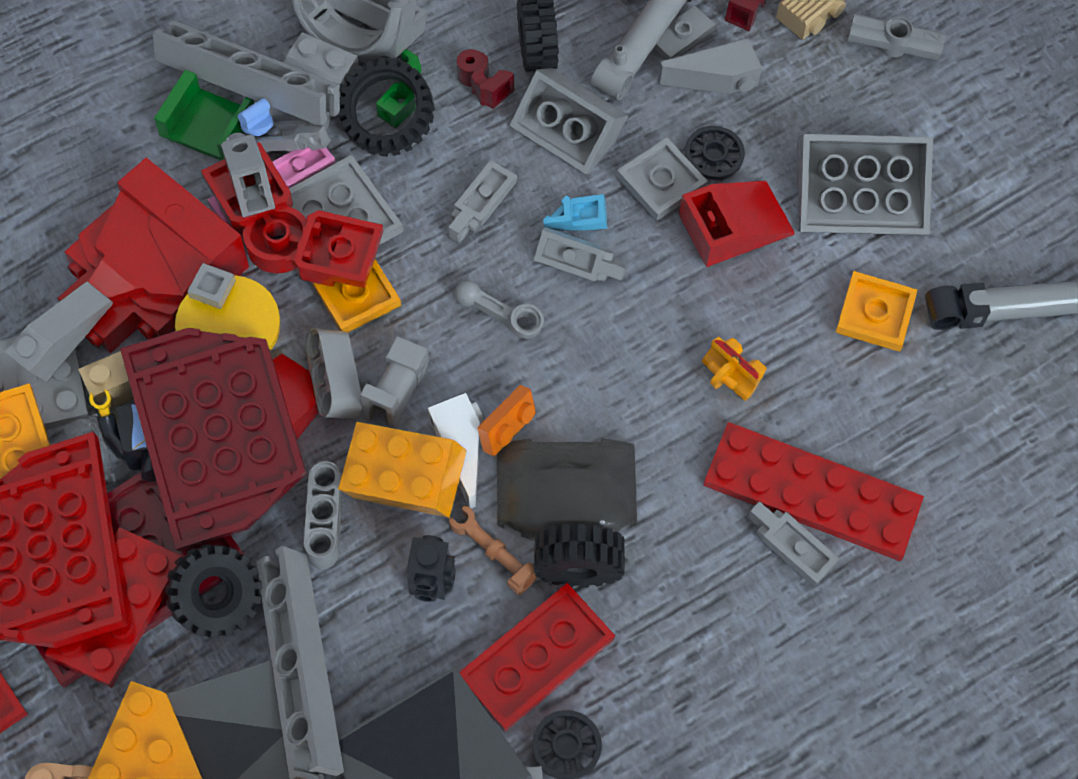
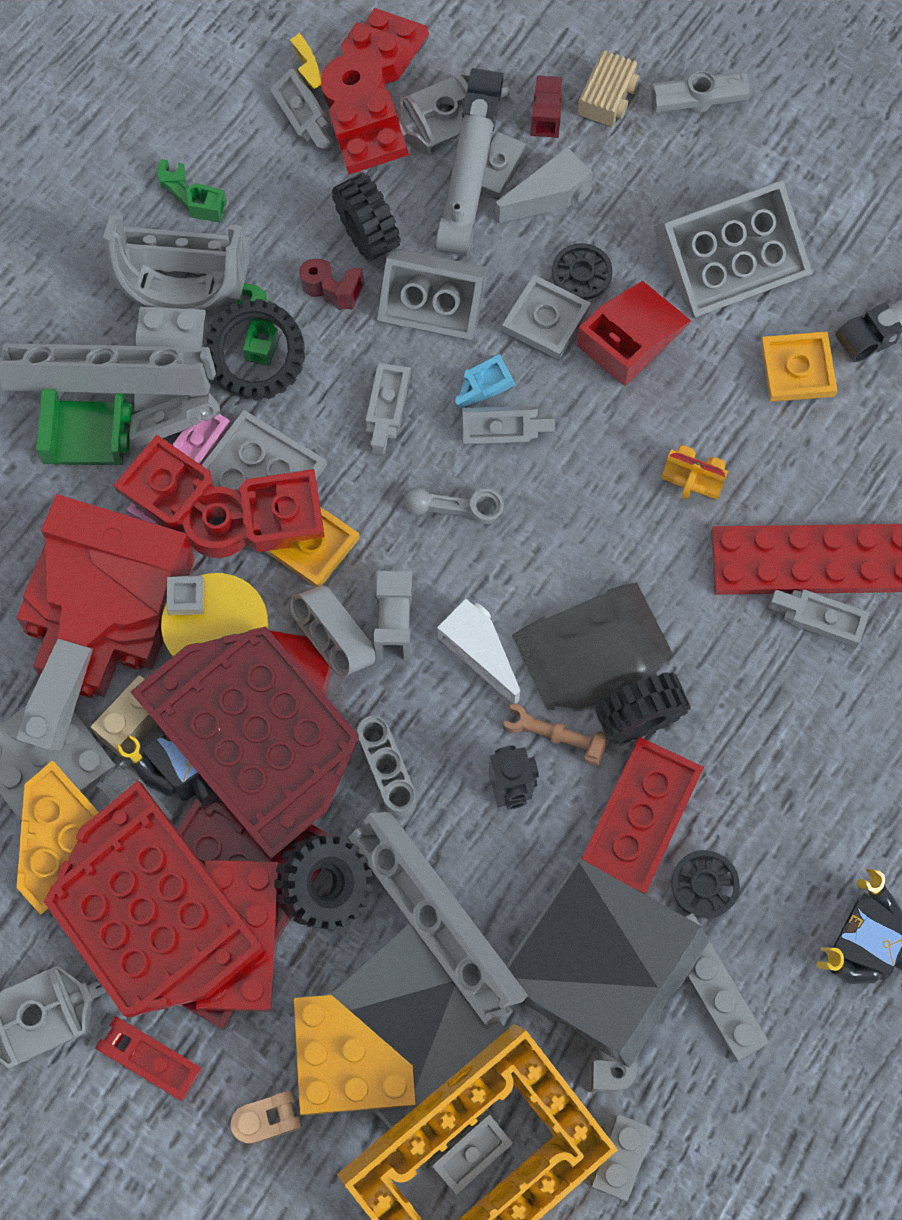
camera: 20 degrees left, 5 degrees up
(244, 159) = (161, 461): light grey torso -> none
(256, 118) = (138, 412): light blue plate -> none
(402, 469) = (443, 695): light orange brick -> none
(506, 420) = (514, 607): orange plate -> none

